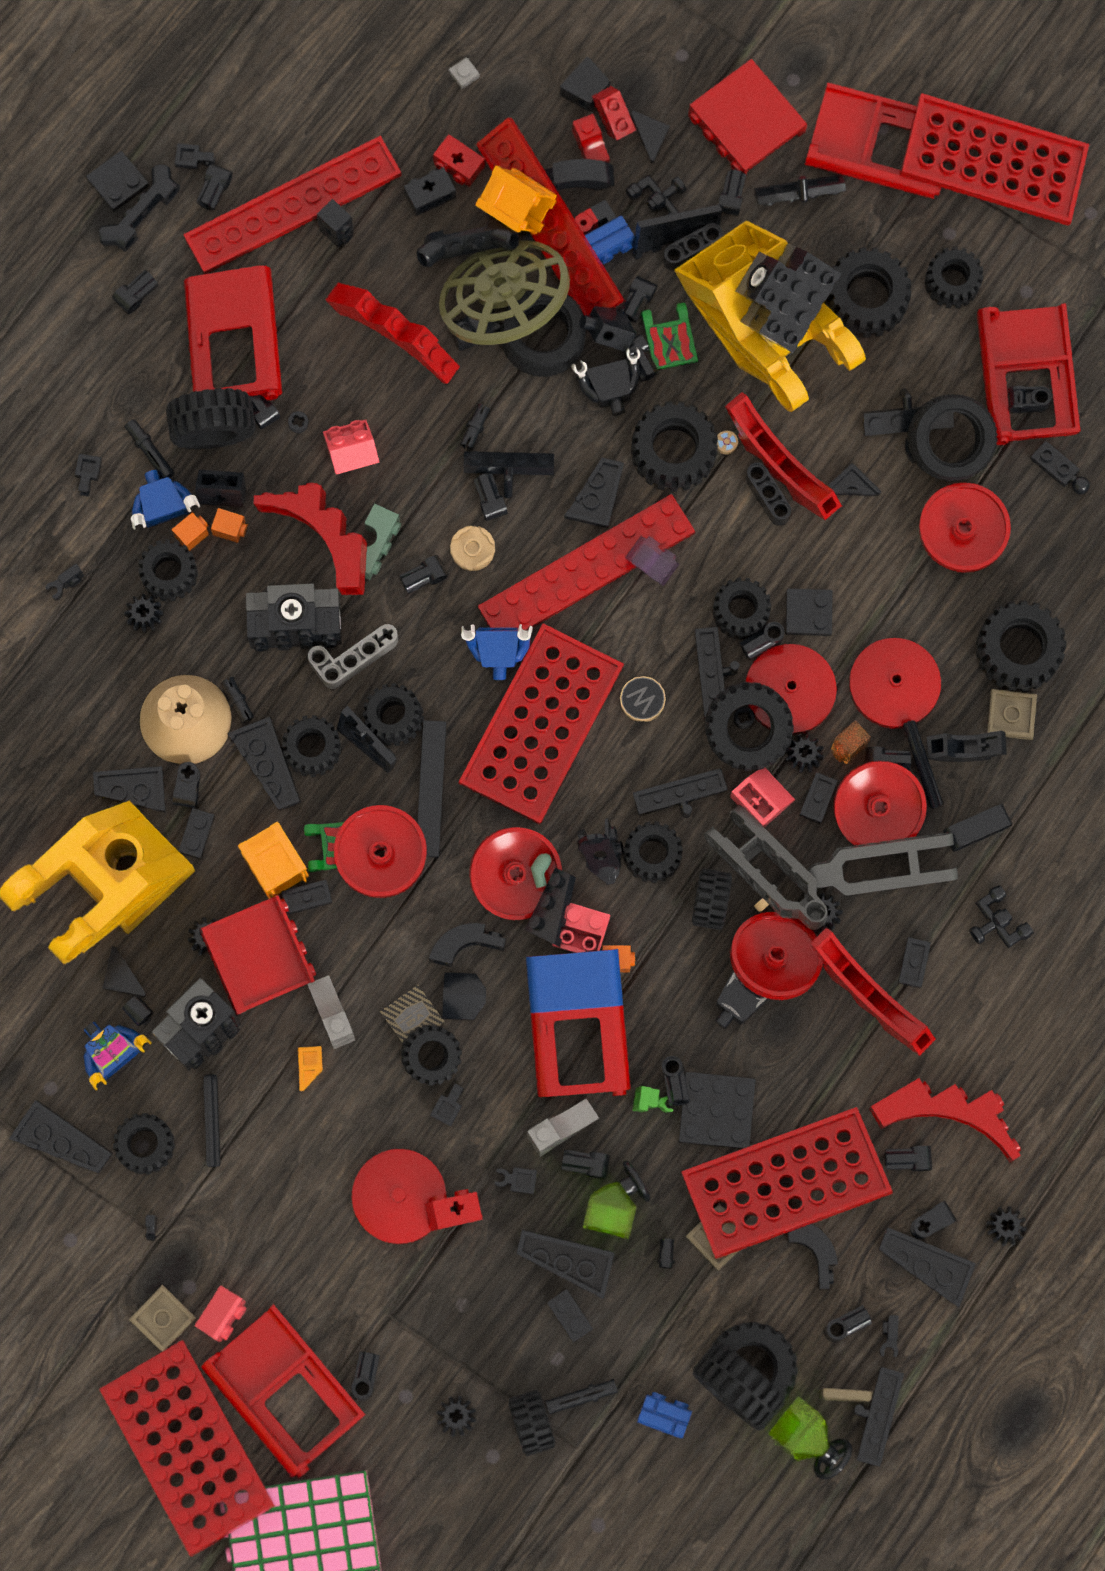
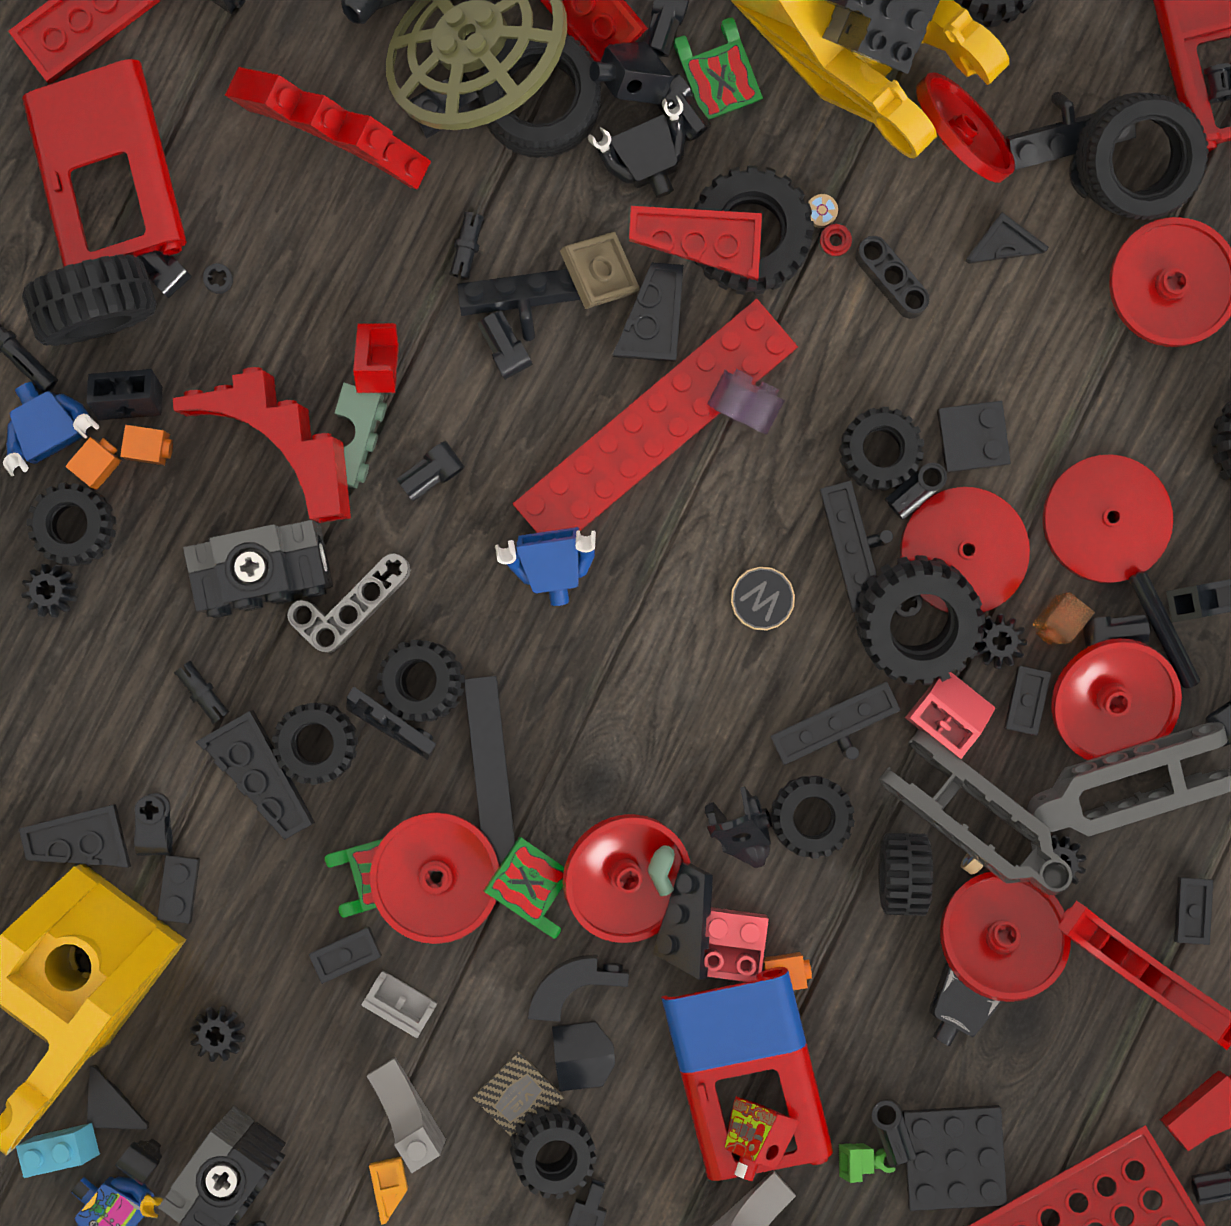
camera: 10 degrees left, 10 degrees up
(80, 997) = (57, 1150): none -> medium azure brick
(185, 719) = (158, 736): tan cone -> none
(257, 954) = (288, 1051): red panel -> none
(273, 860) = (289, 918): light orange container -> none
(339, 937) = (399, 1004): none -> light grey hinge
(351, 446) = (297, 303): coral slope -> none
(399, 490) = (376, 358): none -> red panel
(445, 867) = (528, 885): none -> flag
(472, 548) = (492, 420): tan tile -> none
(505, 718) = (670, 687): red piece -> none
(565, 457) = (600, 270): none -> dark tan tile
(578, 1064) = (757, 1136): none -> red torso
(641, 442) = (704, 236): none -> red wing
(733, 457) = (835, 230): none -> red plate
(779, 462) = (904, 231): red arch -> none
(832, 399) = (965, 127): none -> red dish

